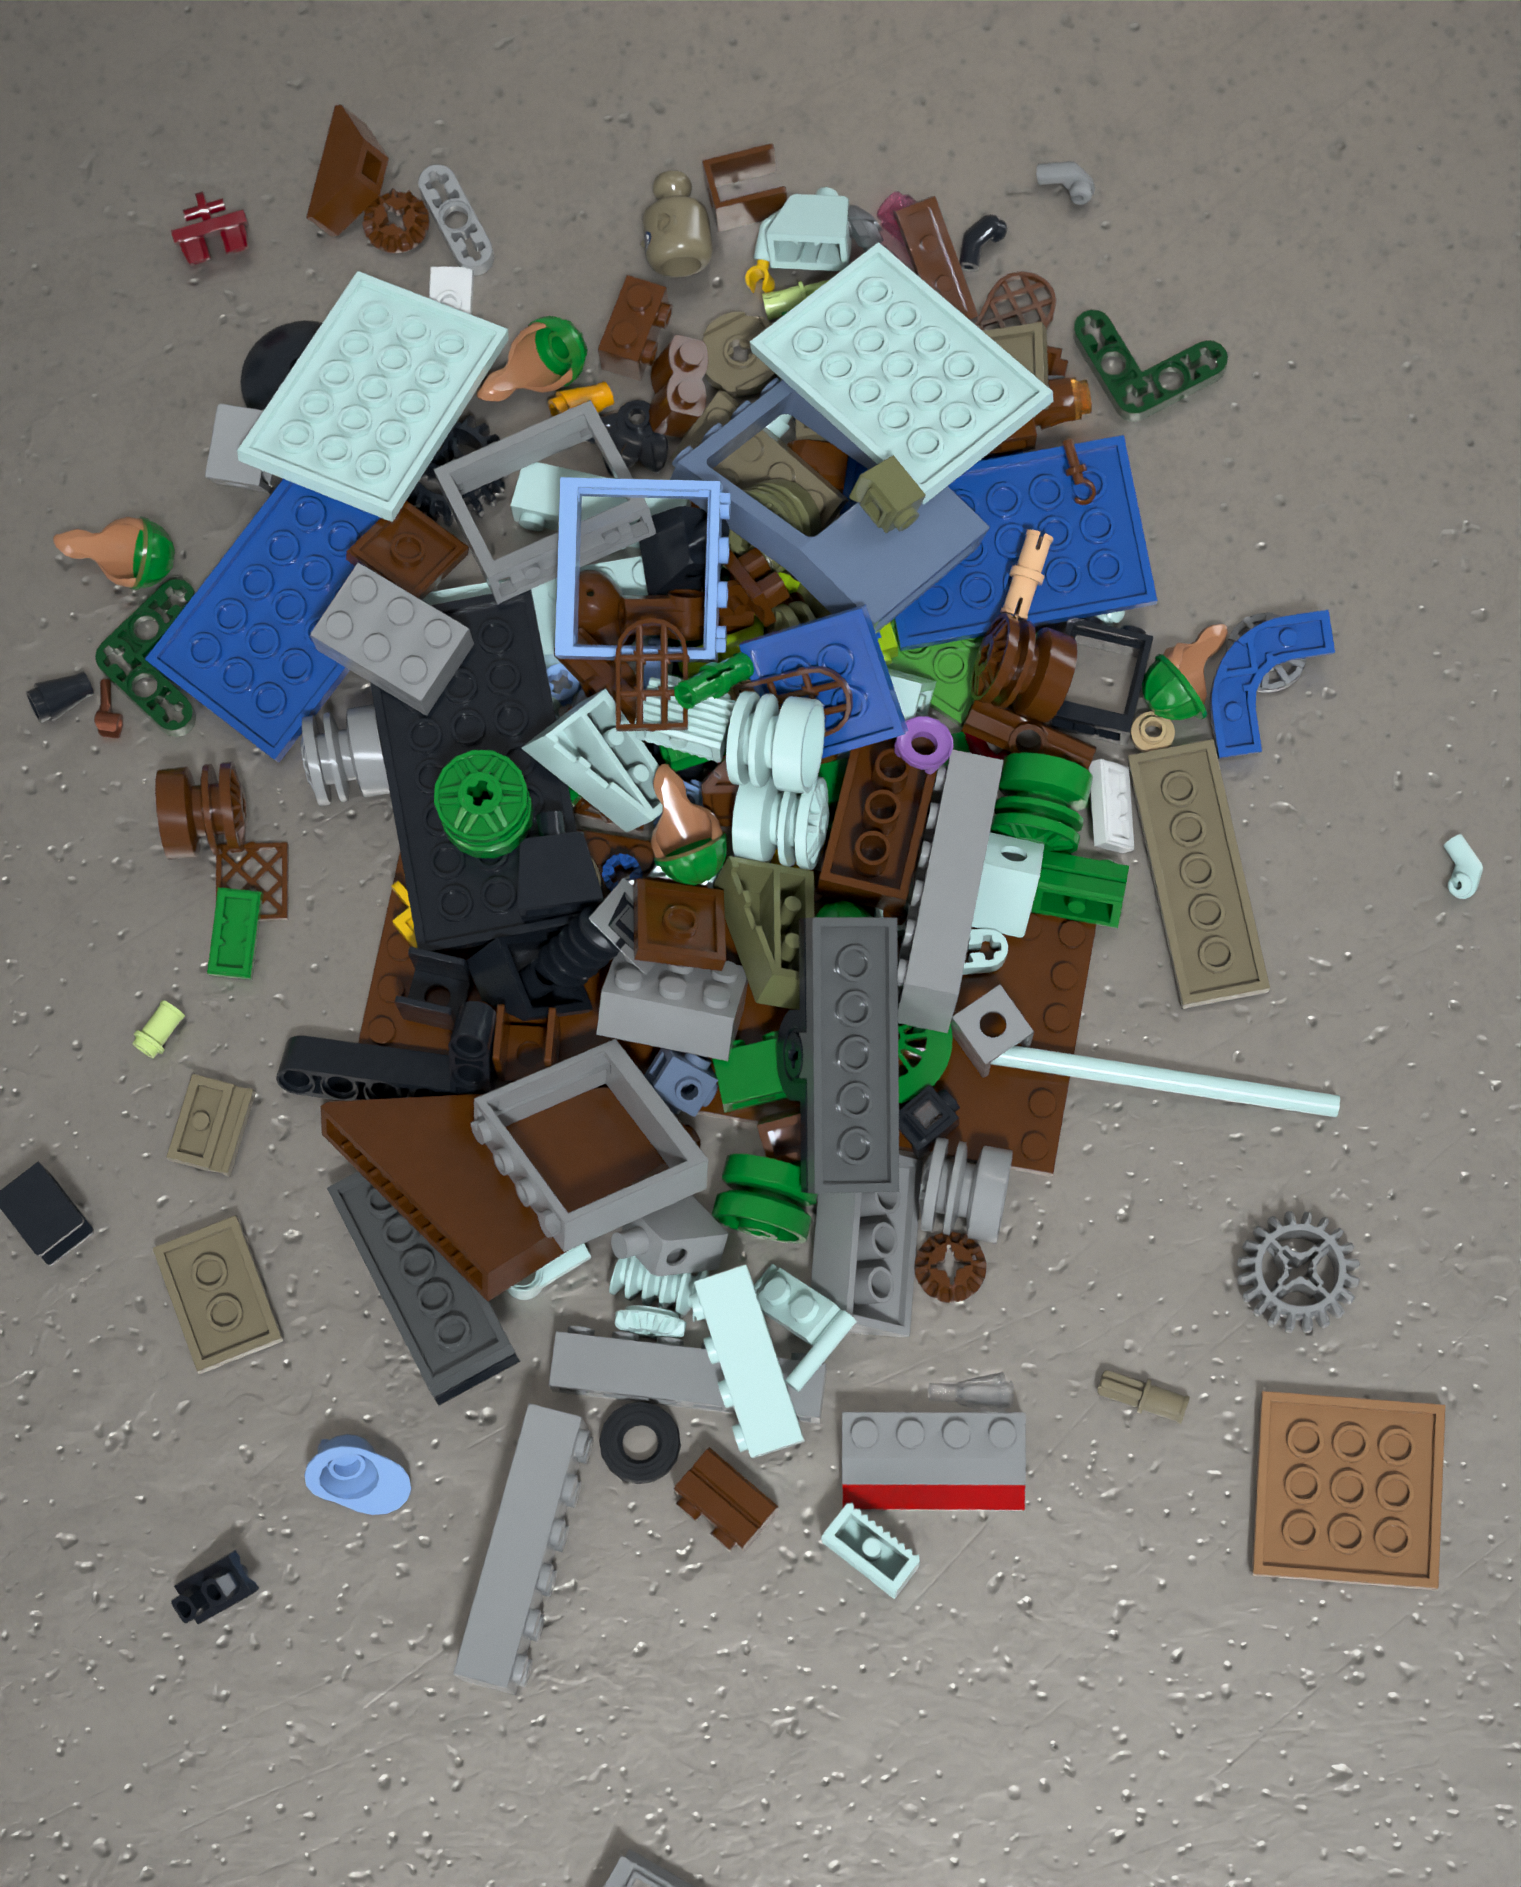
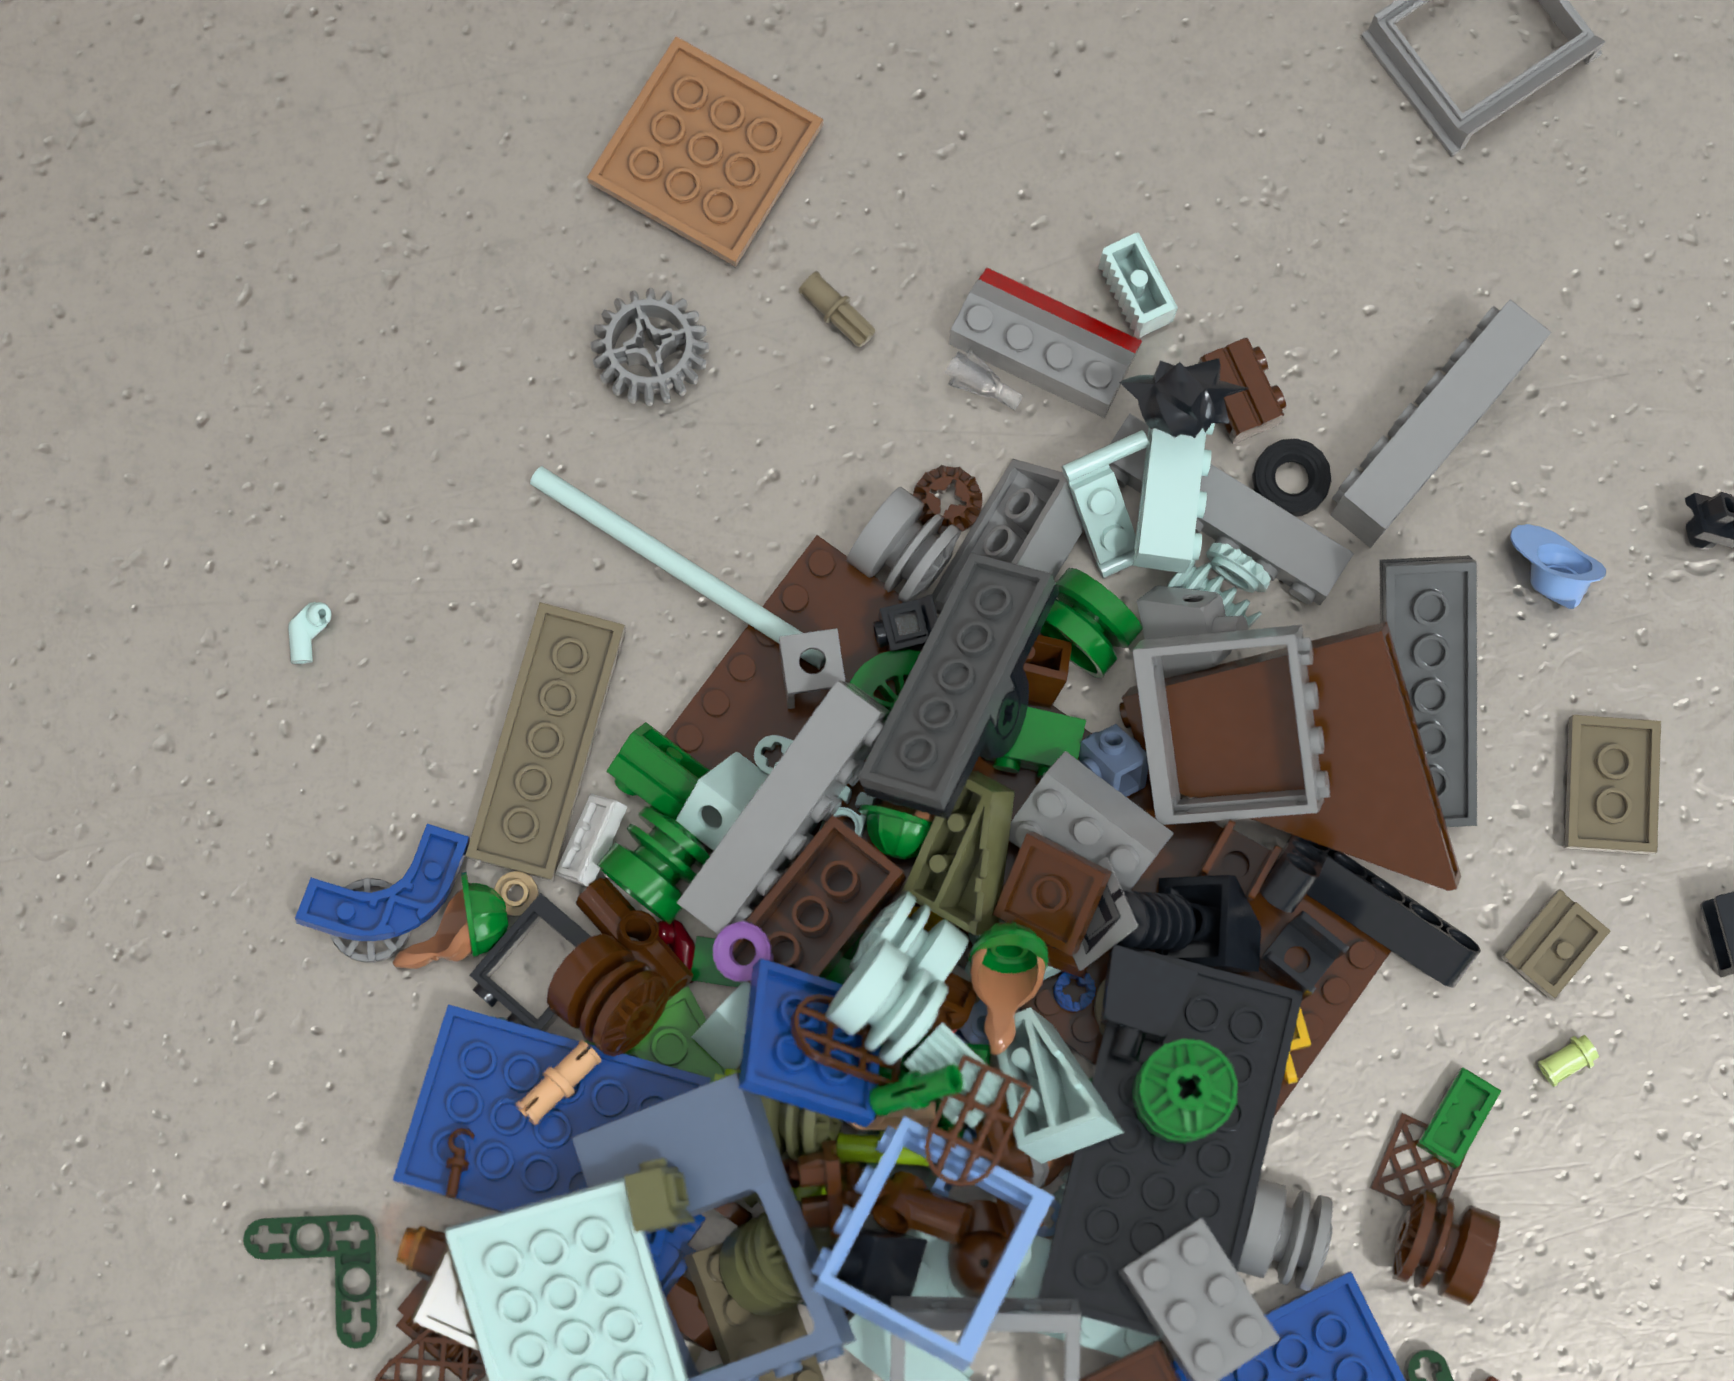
camera: 165 degrees left, 5 degrees up
(772, 1421) = (1182, 397): none -> black hair

